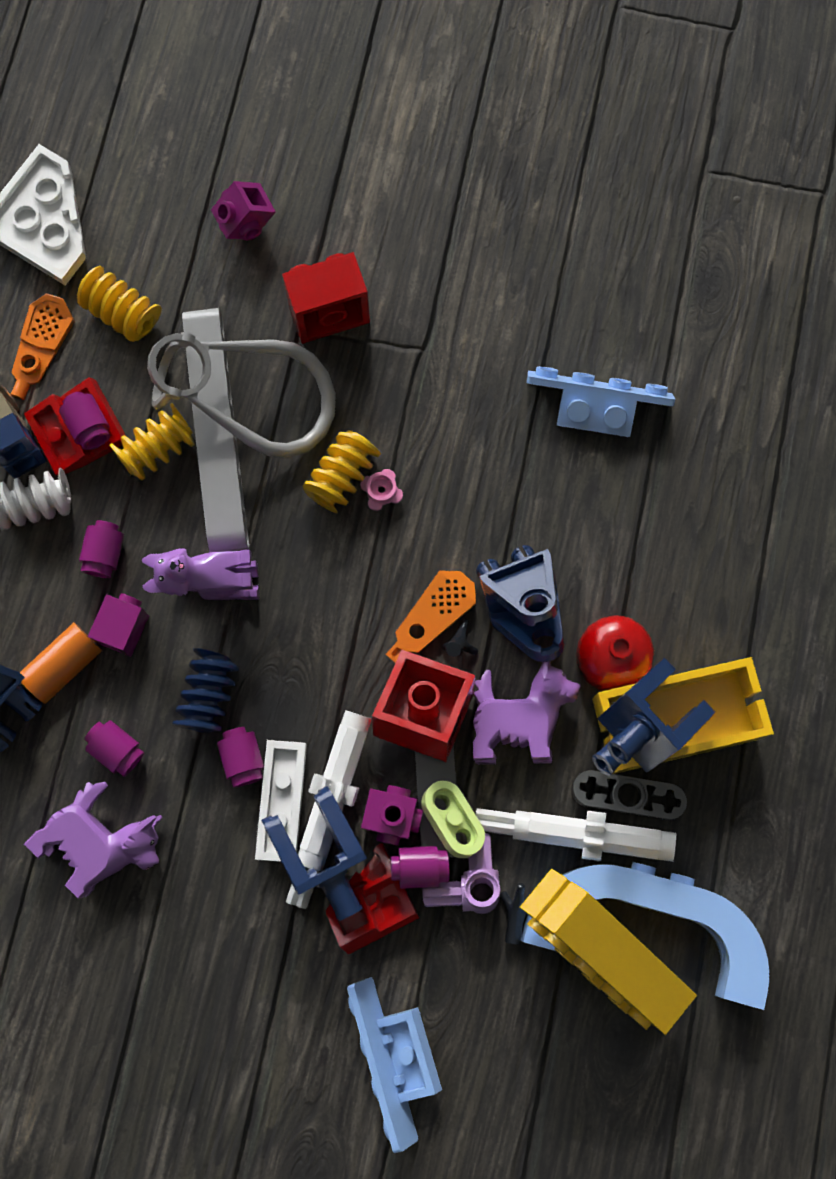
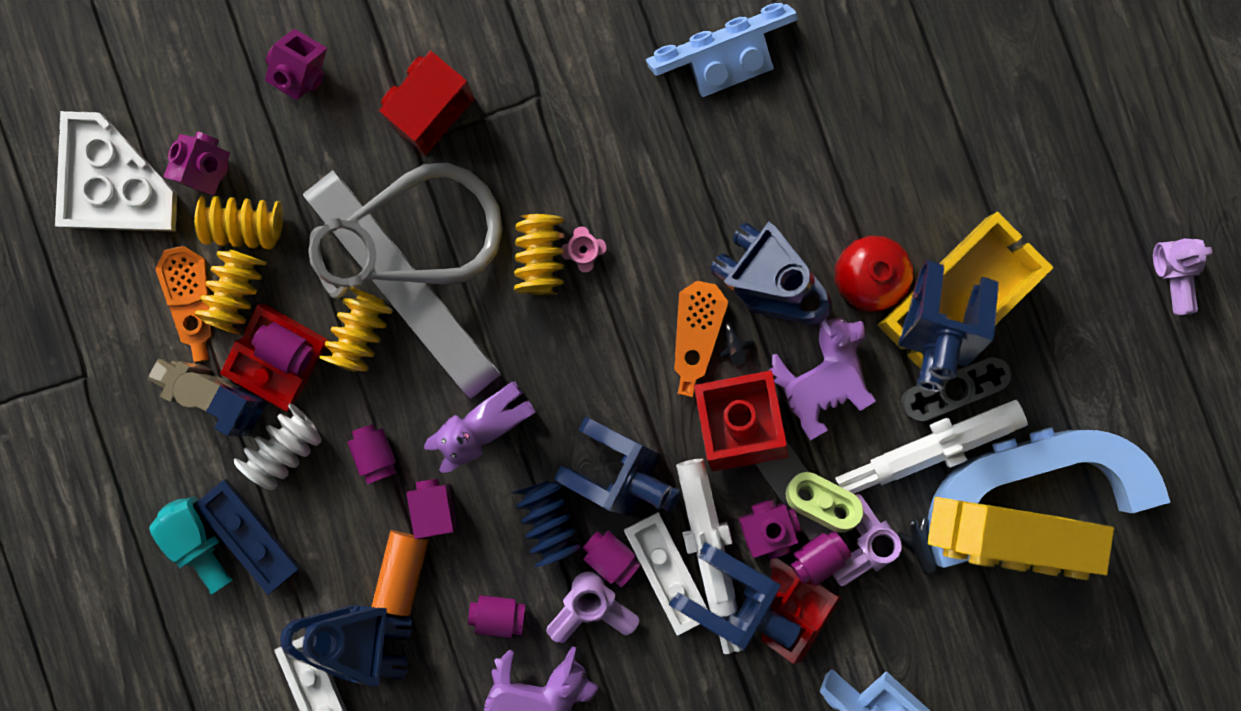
camera: 30 degrees left, 10 degrees up
(75, 352) = (230, 290): none -> yellow piece
(116, 240) = (197, 162): none -> magenta brick
(186, 785) = (587, 610): none -> lavender axle
(300, 698) = (634, 480): none -> dark blue piece

